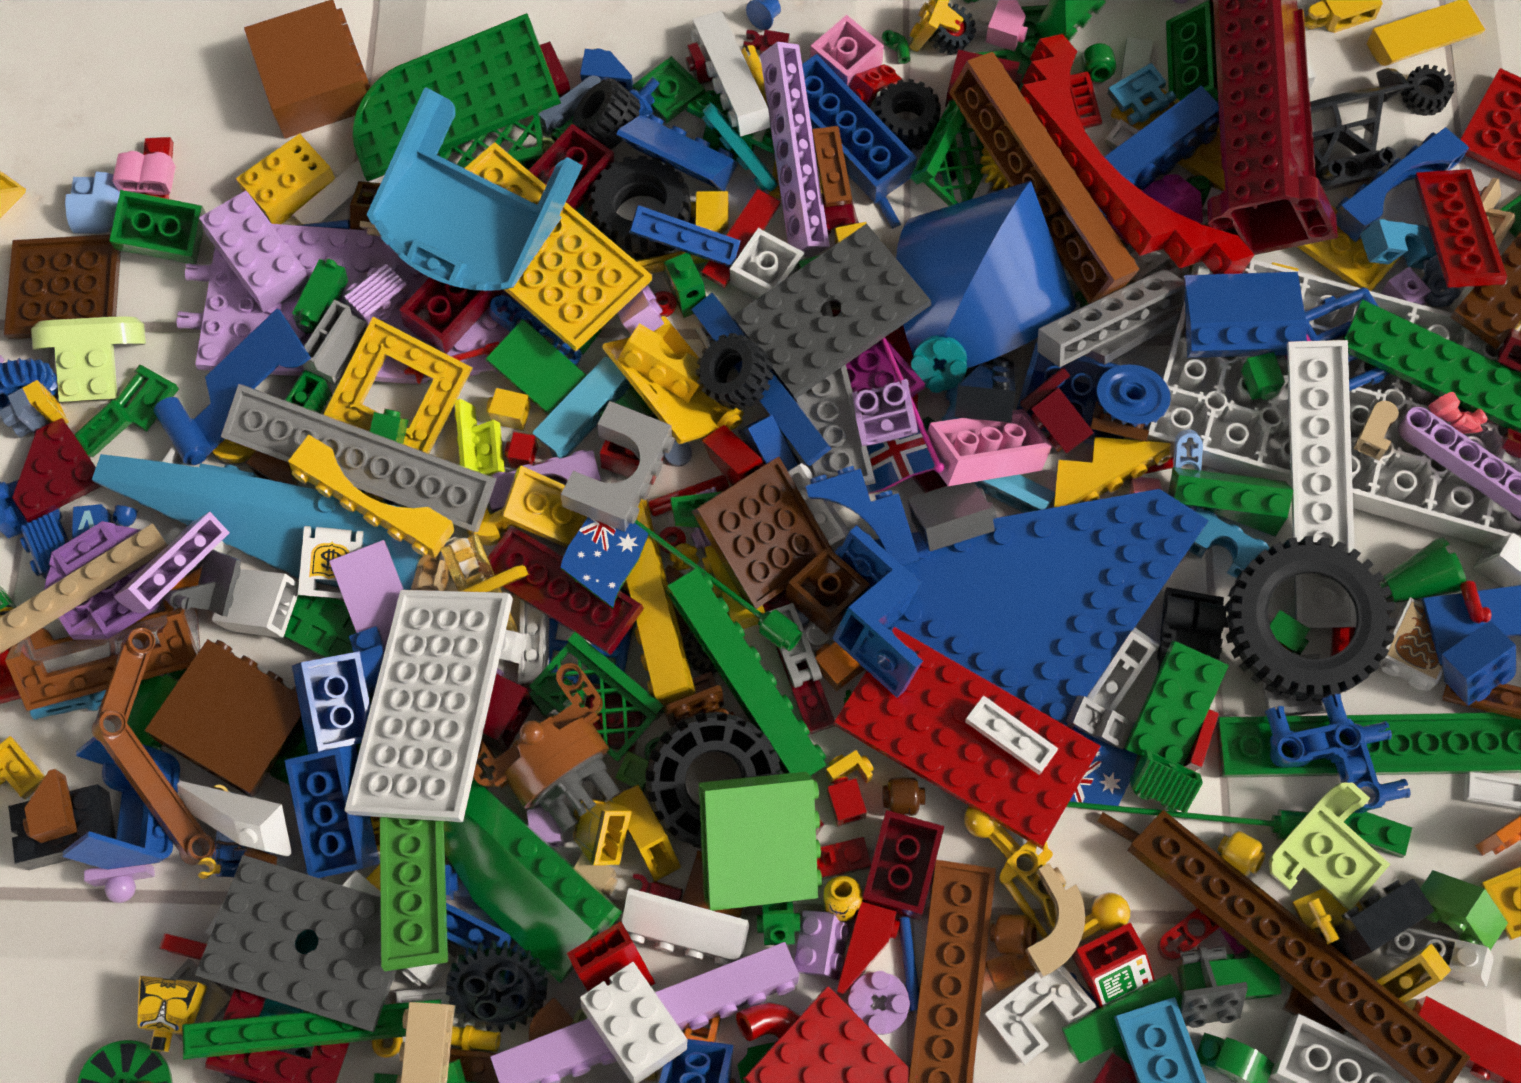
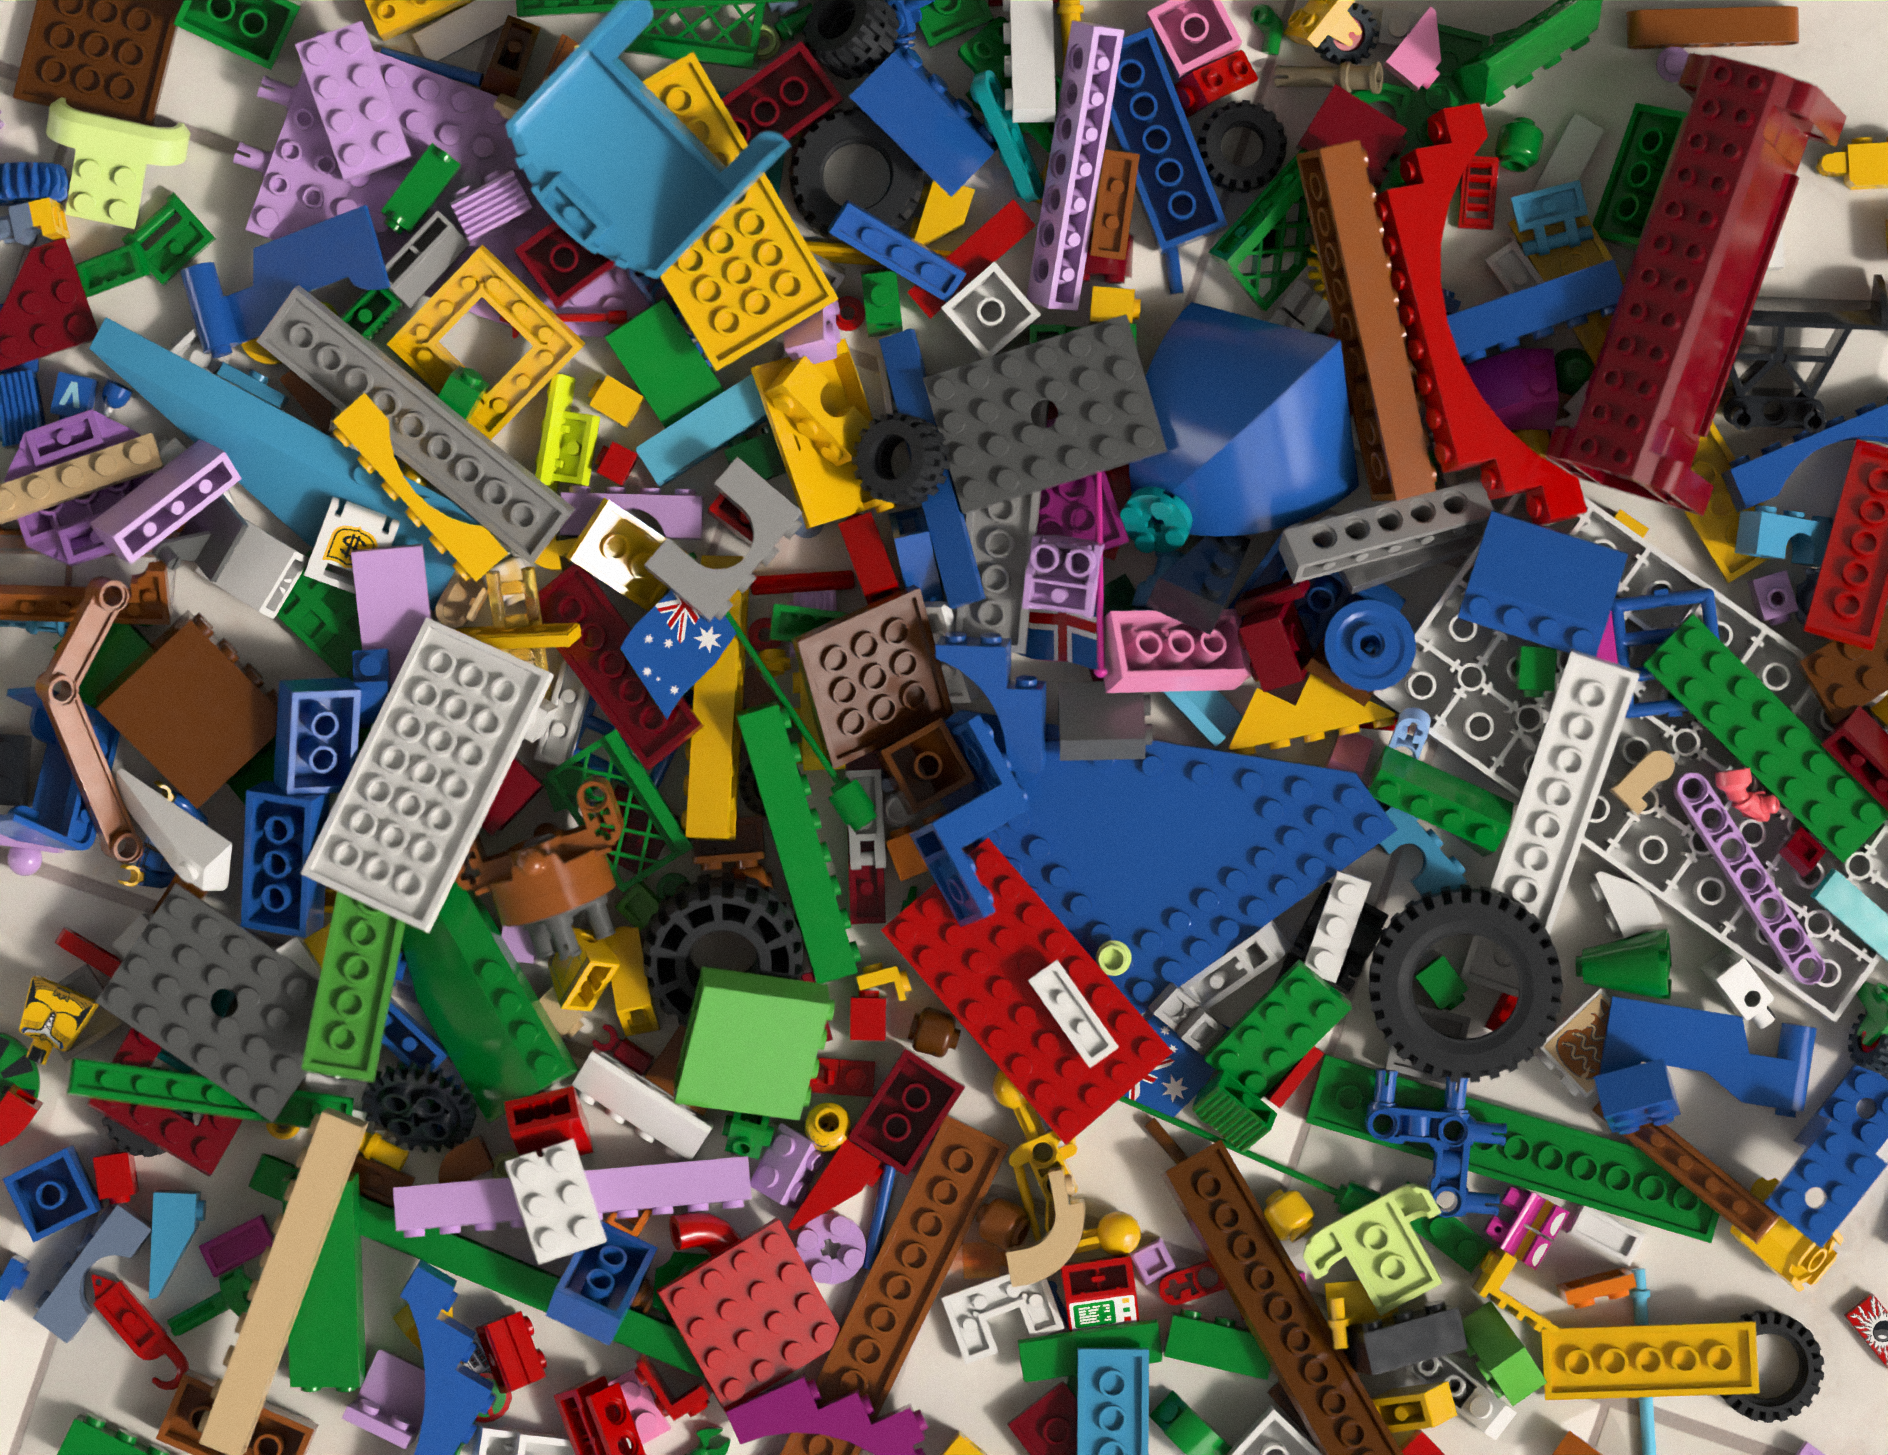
camera: 20 degrees right, 20 degrees up
(974, 44) = (1346, 76): none -> dark tan pin
(1026, 689) = (1113, 957): none -> yellowish green plate
(1148, 928) = (1153, 1261): none -> lavender tile
(1190, 606) = (1337, 925): none -> white plate
(1213, 1002) = (1201, 1372): dark grey plate -> none
(1397, 532) = (1628, 904): none -> white slope
(1428, 853) = (1494, 1272): none -> yellow plate
(1436, 803) = (1529, 1210): none -> dark pink hips
(1473, 604) = (1662, 1022): red arm -> none

